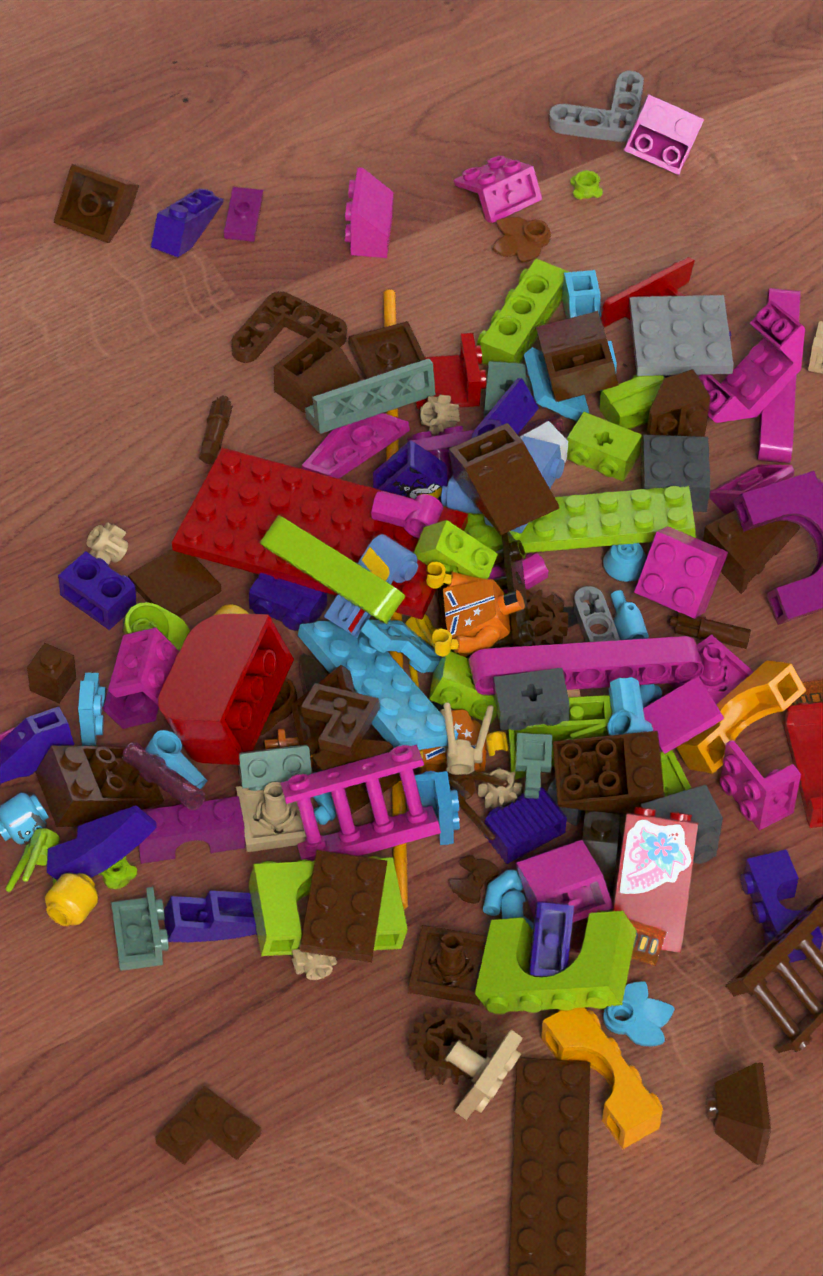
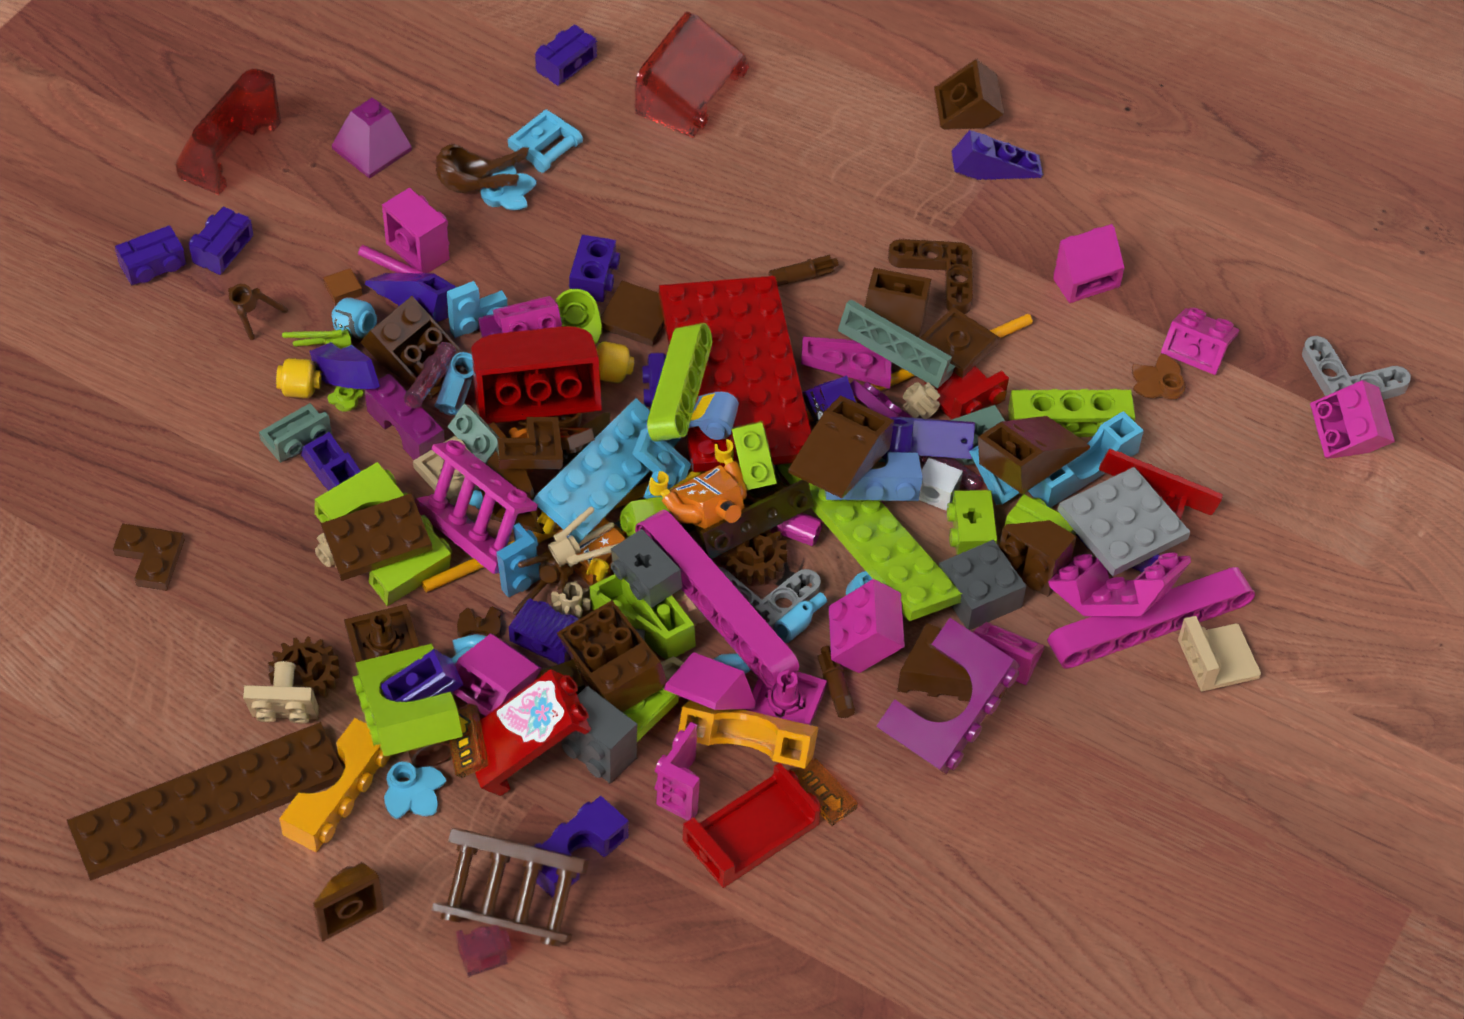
camera: 60 degrees right, 0 degrees up
(51, 673) = (495, 273): reddish brown brick -> none
(107, 543) = (638, 253): tan gear -> none
(243, 214) = (1036, 193): magenta plate -> none
(407, 512) = (776, 411): dark pink piece -> none
(534, 757) = (590, 596): sand green plate -> none
(586, 185) = (1254, 397): lime plate -> none
(626, 708) = (675, 645): medium azure piece -> none

